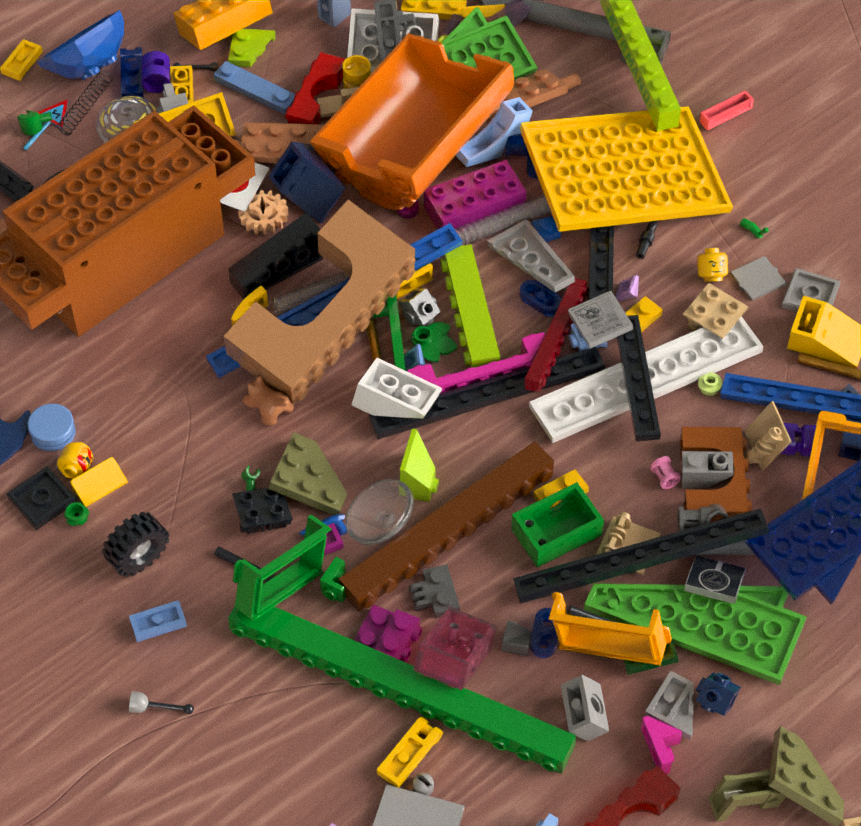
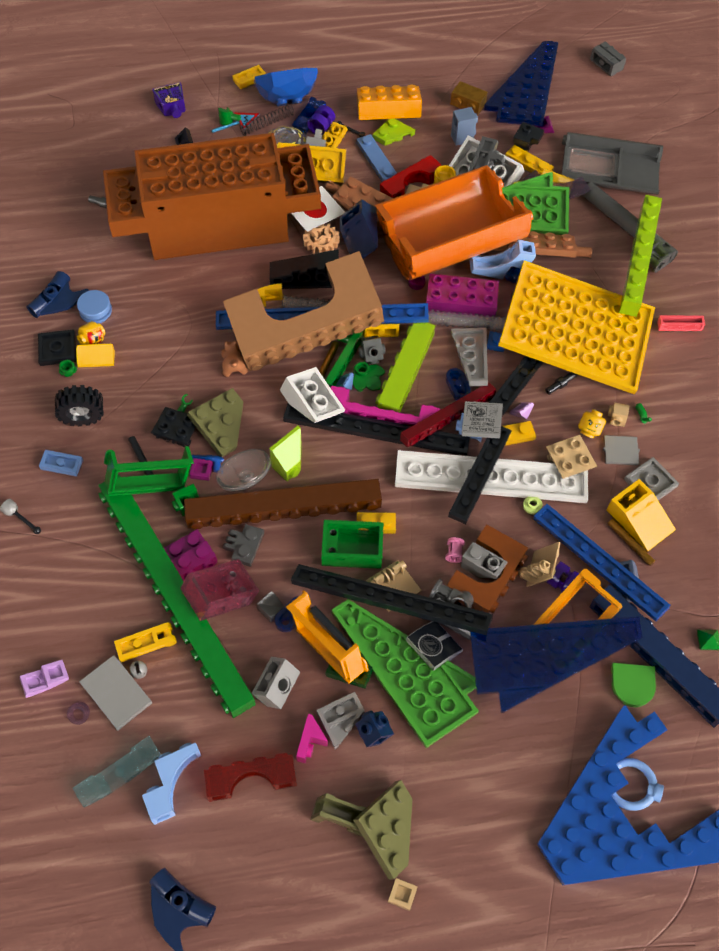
camera: 30 degrees right, 5 degrees up
(731, 240) = (618, 414): none -> tan plate

